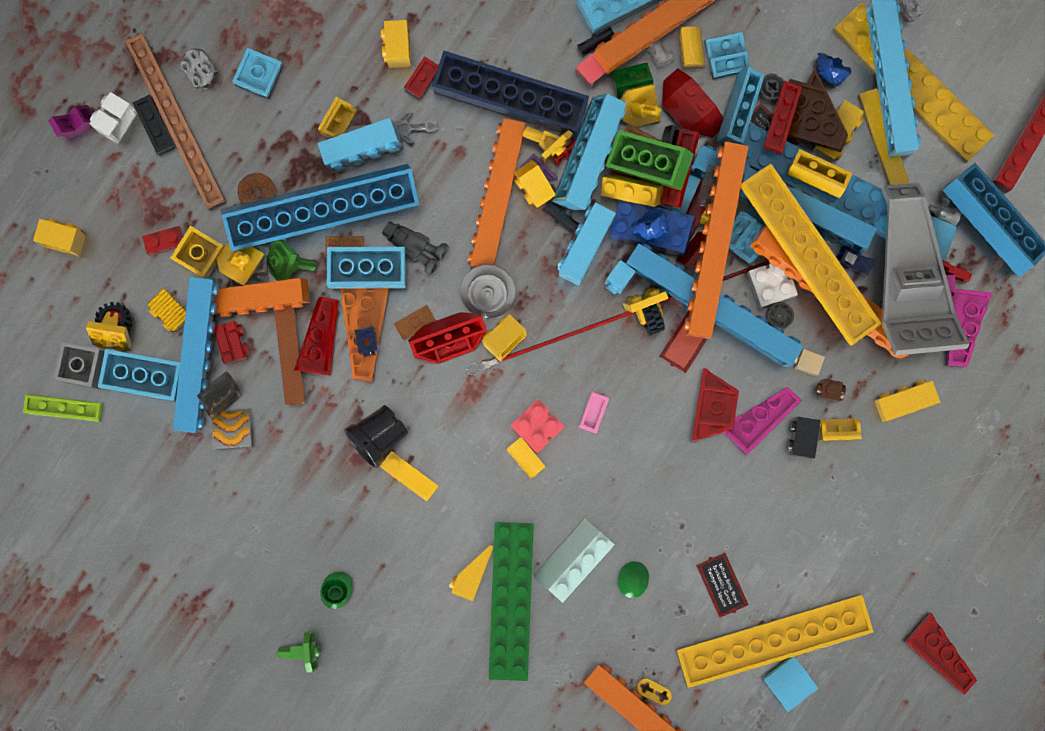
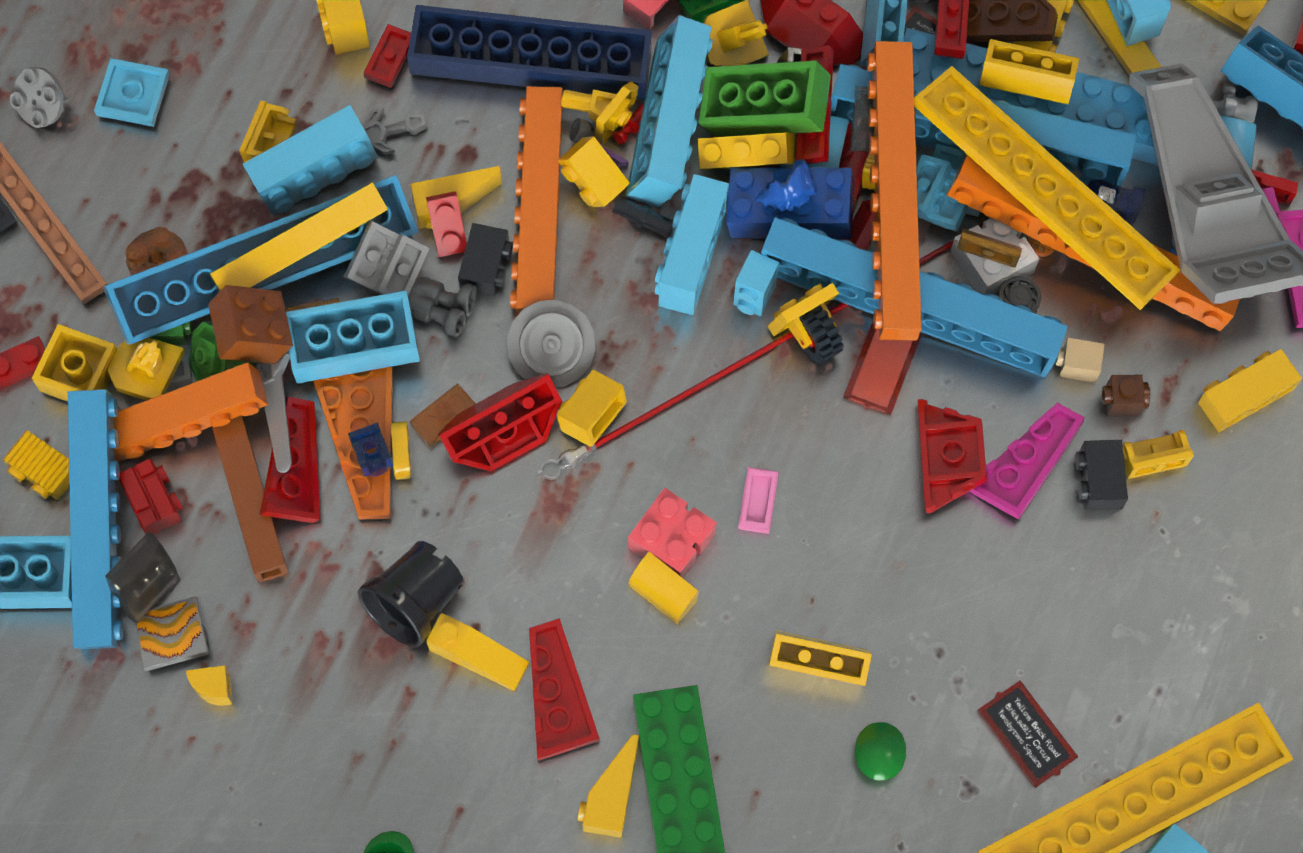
camera: 10 degrees left, 15 degrees down
(250, 465) = (212, 684): none -> yellow brick
(306, 252) = (250, 324): none -> dark orange brick
(314, 279) = (276, 411): none -> light grey sword
(344, 203) = (301, 239): none -> yellow tile
(385, 341) = (401, 450): none -> yellow beam
(396, 222) = (386, 260): none -> light grey slope
(437, 201) = (447, 224): none -> plate
(439, 182) = (469, 188): none -> yellow slope
(452, 514) = (560, 703): none -> red wing
(457, 227) = (485, 258): none -> black brick
(532, 153) = (579, 129): none -> dark grey hinge
(573, 560) = (776, 737): light aqua slope -> none
(609, 519) = (820, 657): none -> yellow brick
(768, 284) = (989, 248): none -> pearl gold slope

